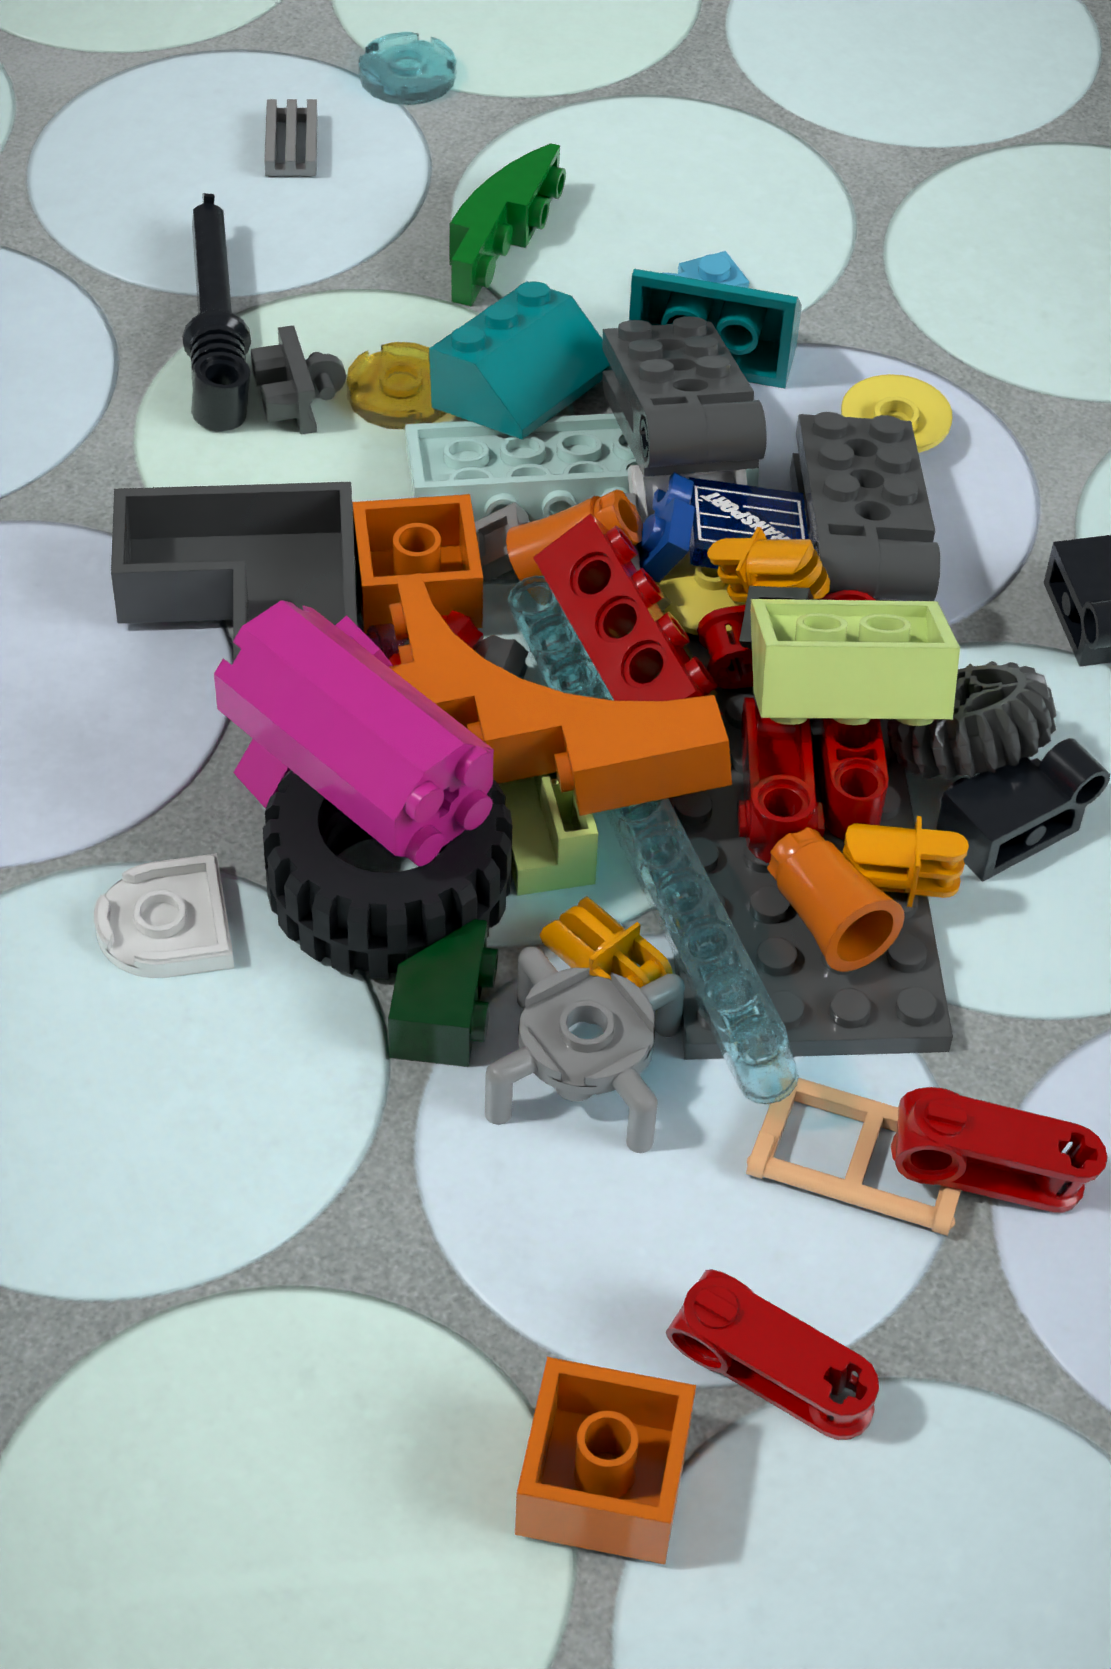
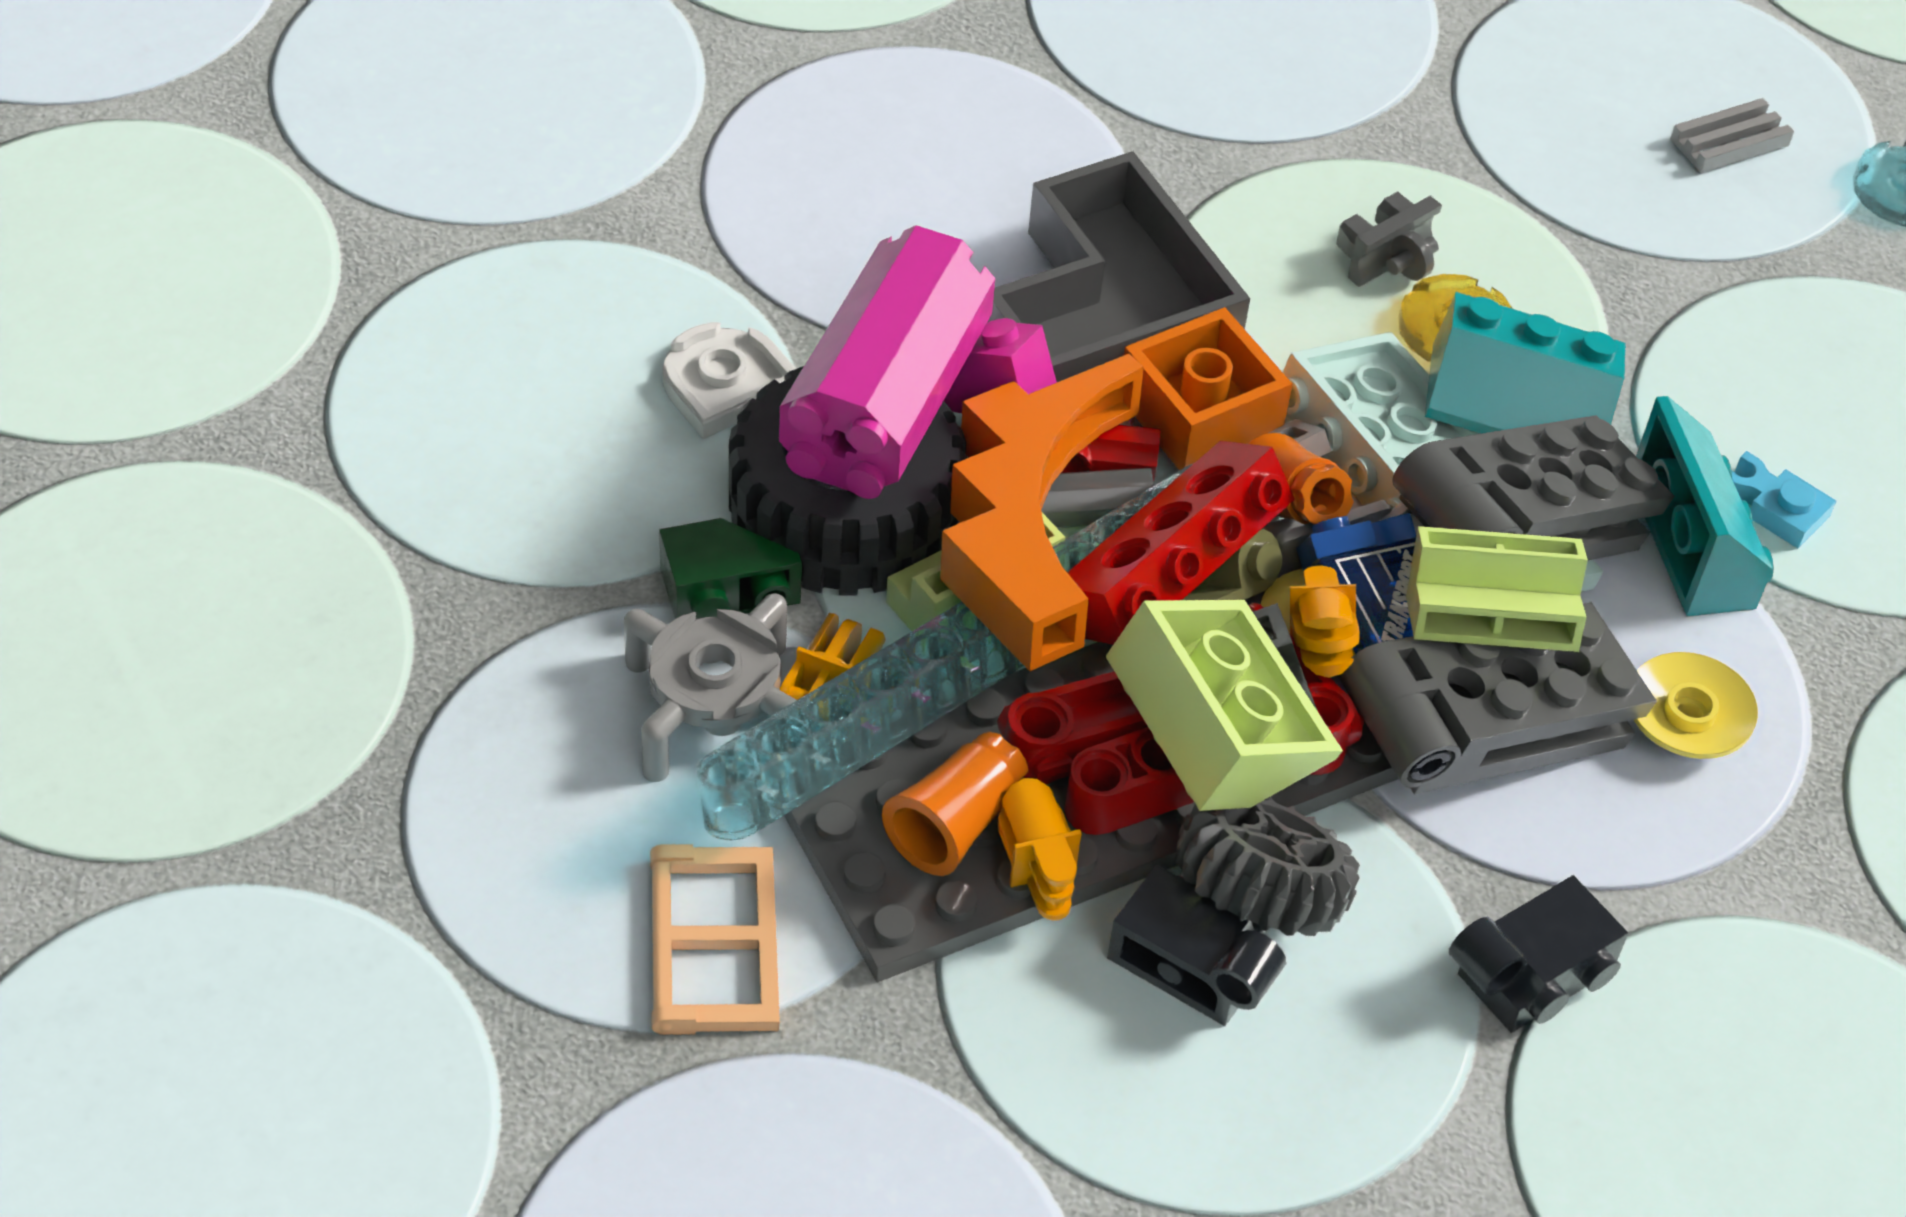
camera: 65 degrees right, 0 degrees up
(215, 337) = (1359, 185): black piece -> none
(501, 215) = (1743, 308): green slope -> none
(604, 1460) = (281, 817): orange brick -> none
(774, 1355) = (444, 916): red piece -> none
(806, 446) = (1497, 589): none -> yellowish green piece
(994, 1150) = (736, 1021): red piece -> none

